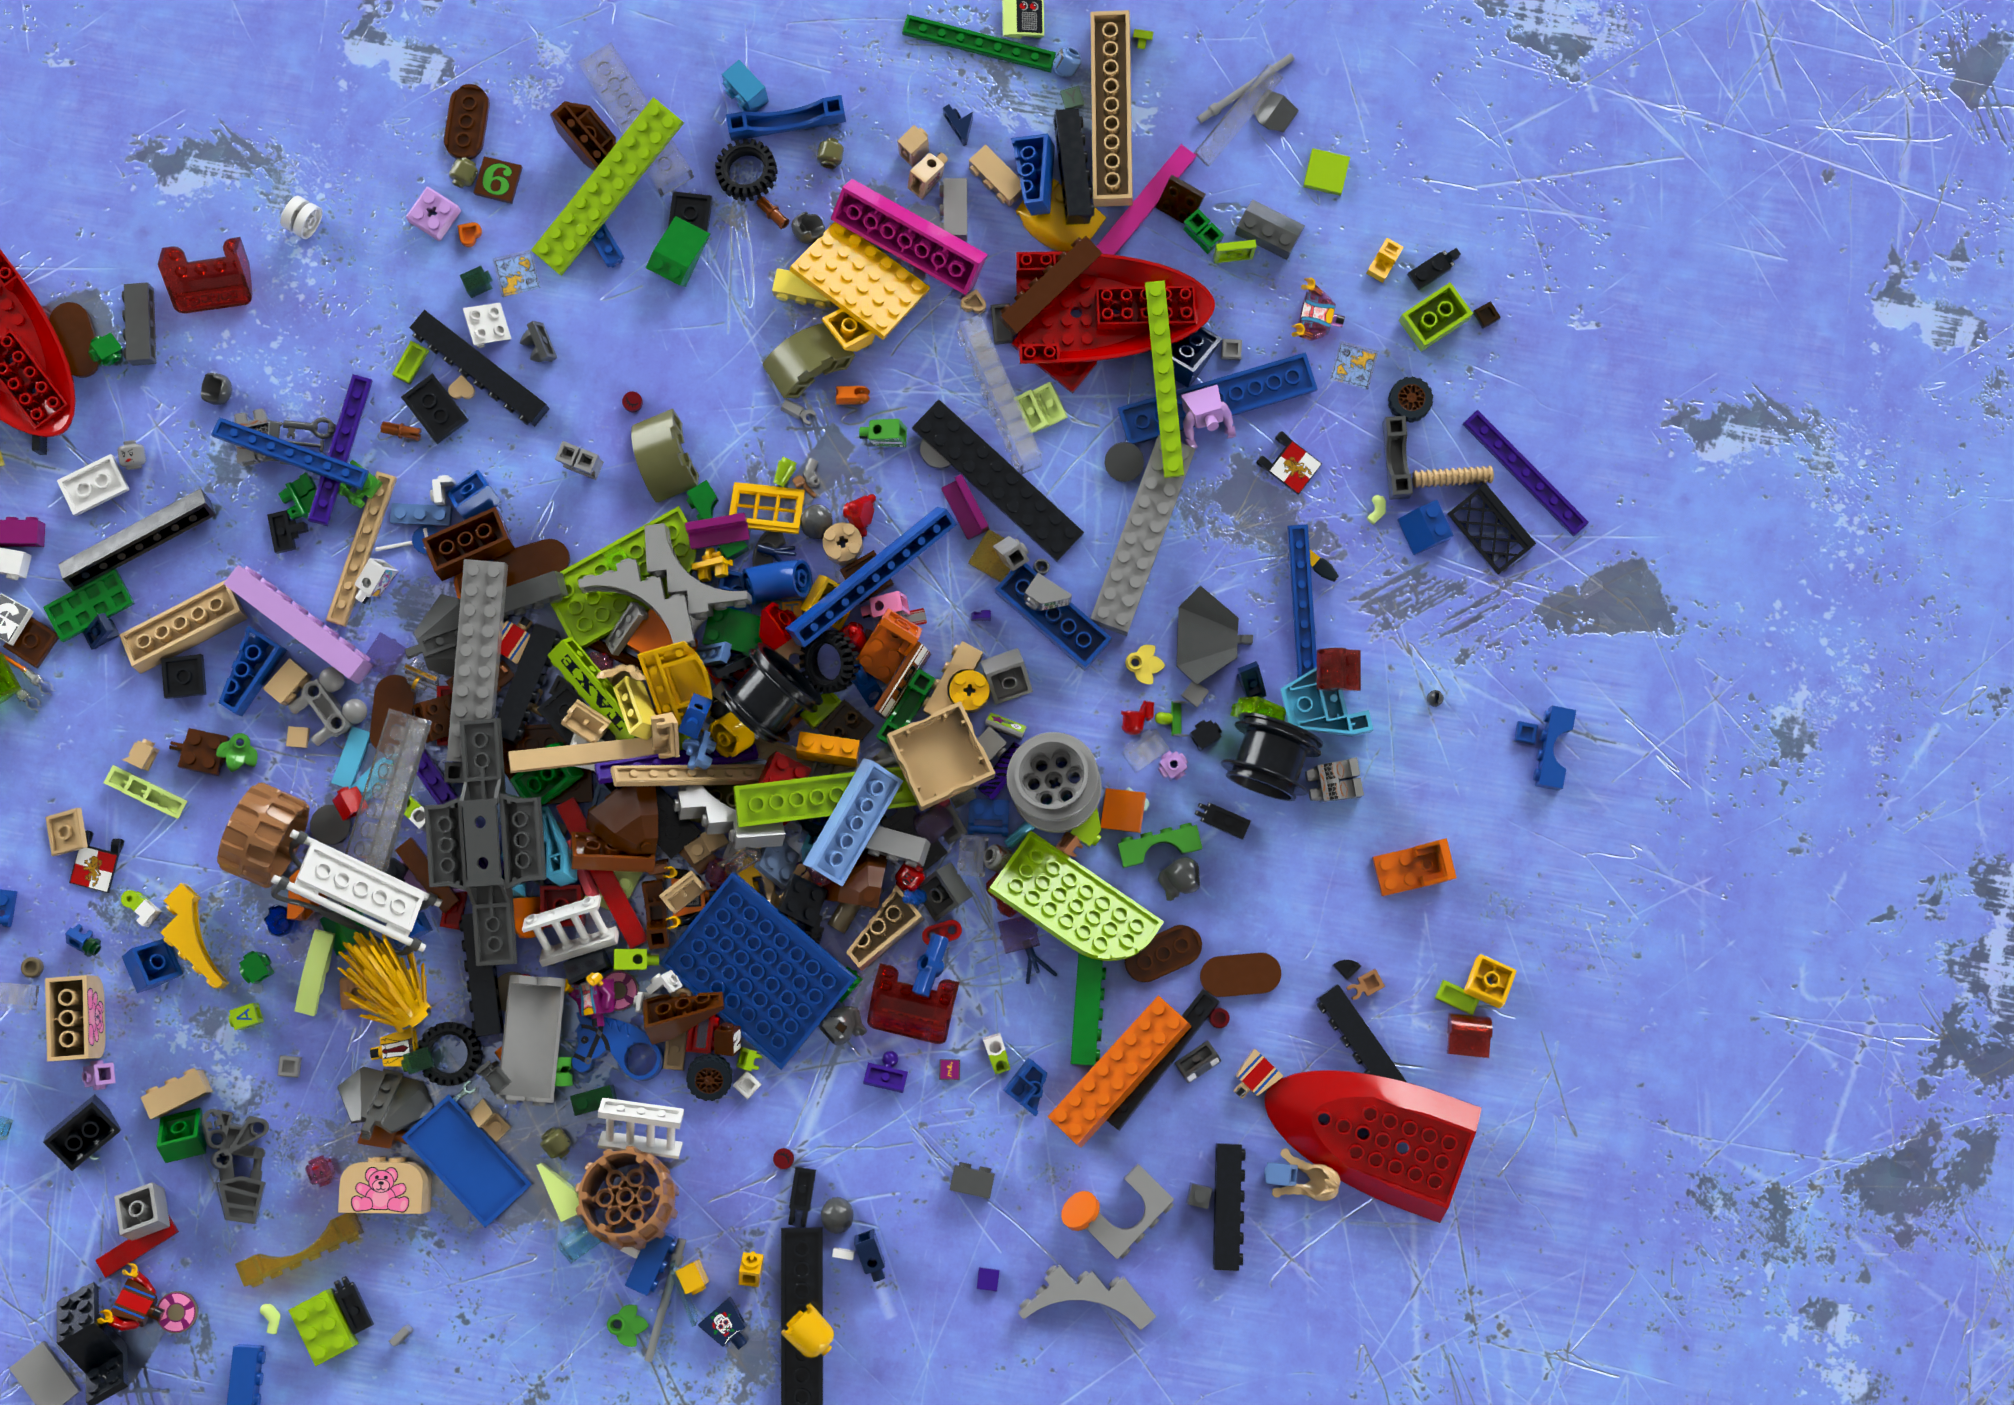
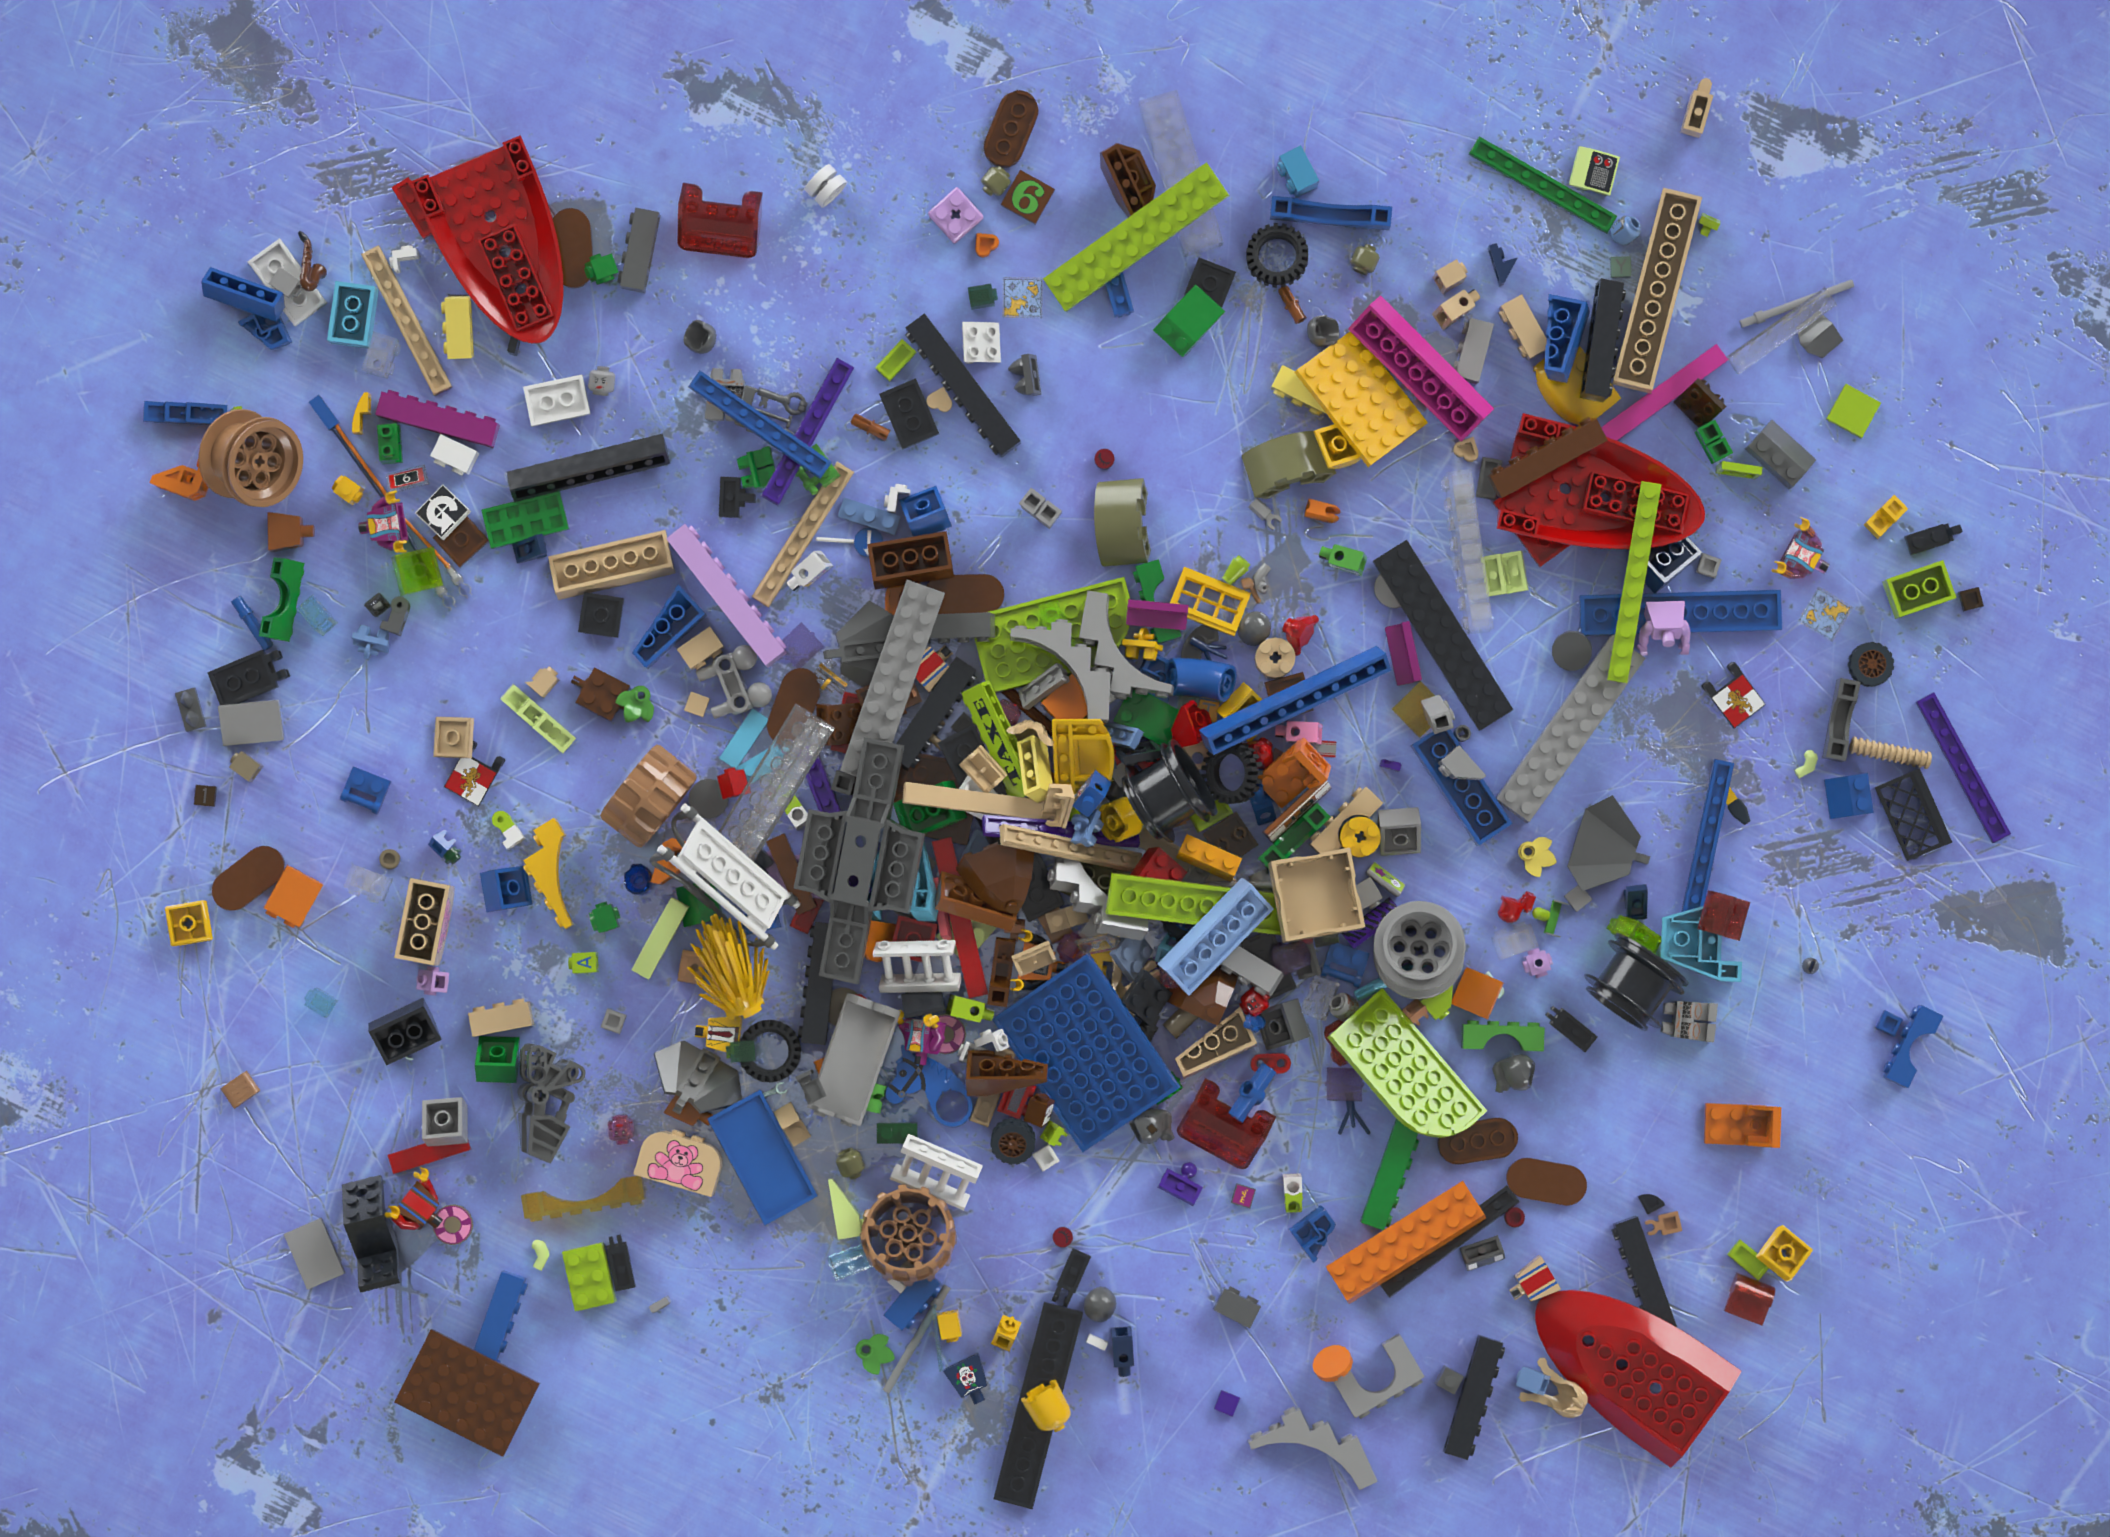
camera: 15 degrees right, 5 degrees up
(1205, 734) = (1577, 940): black brick -> none

